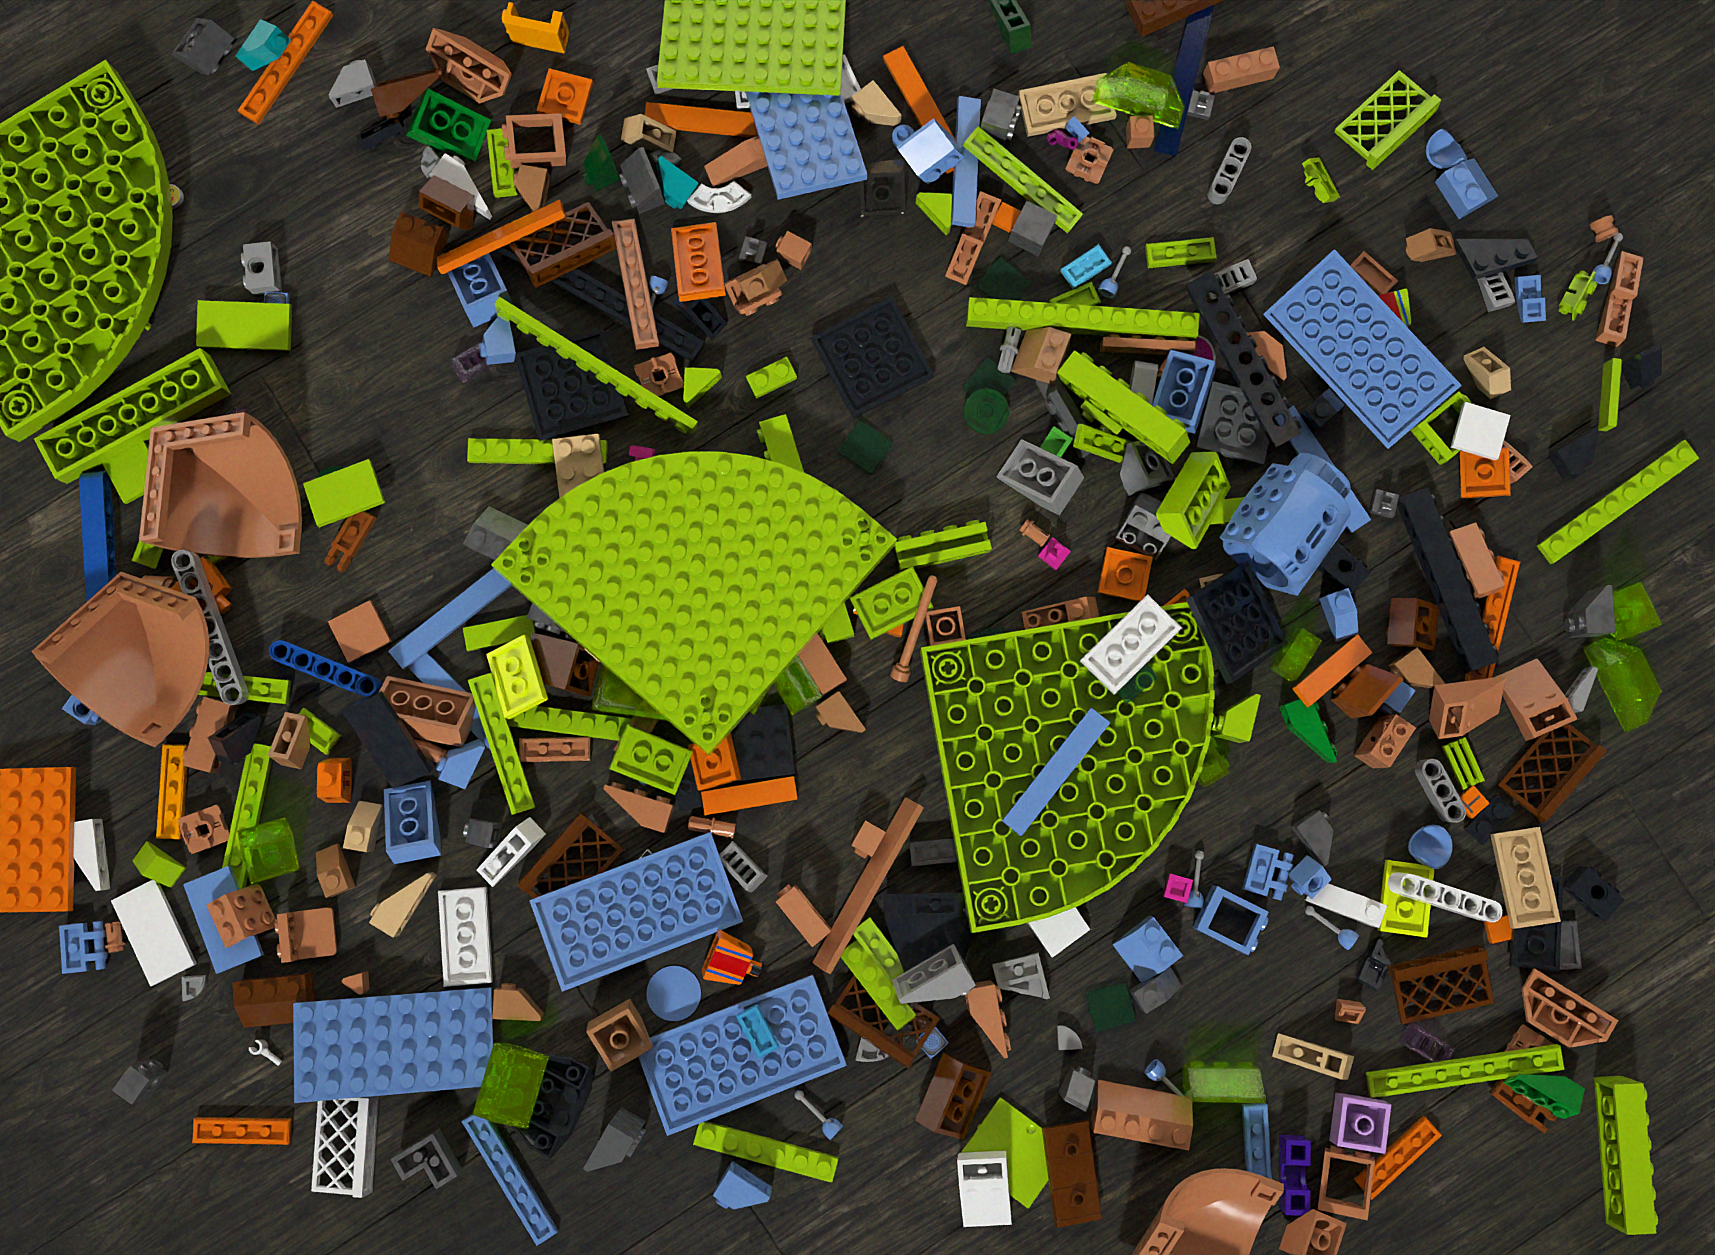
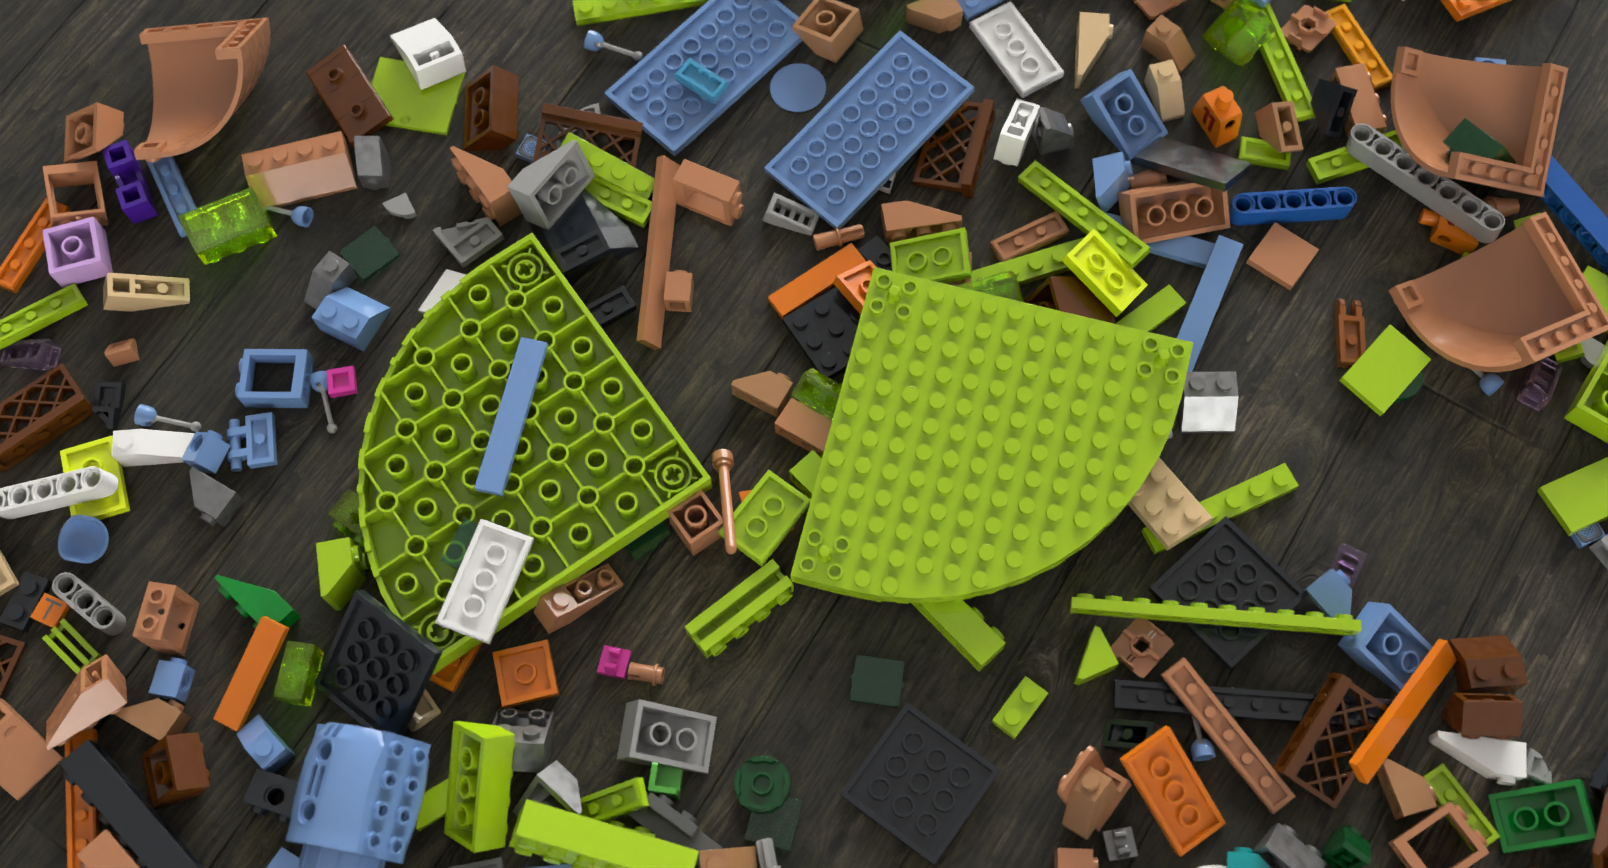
camera: 160 degrees right, 15 degrees down
(147, 632) = (1474, 141): none -> dark green slope
(641, 452) = (1110, 553): dark pink tile -> none
(729, 960) = (759, 128): torso -> none
(1365, 690) = (203, 661): dark orange slope -> none

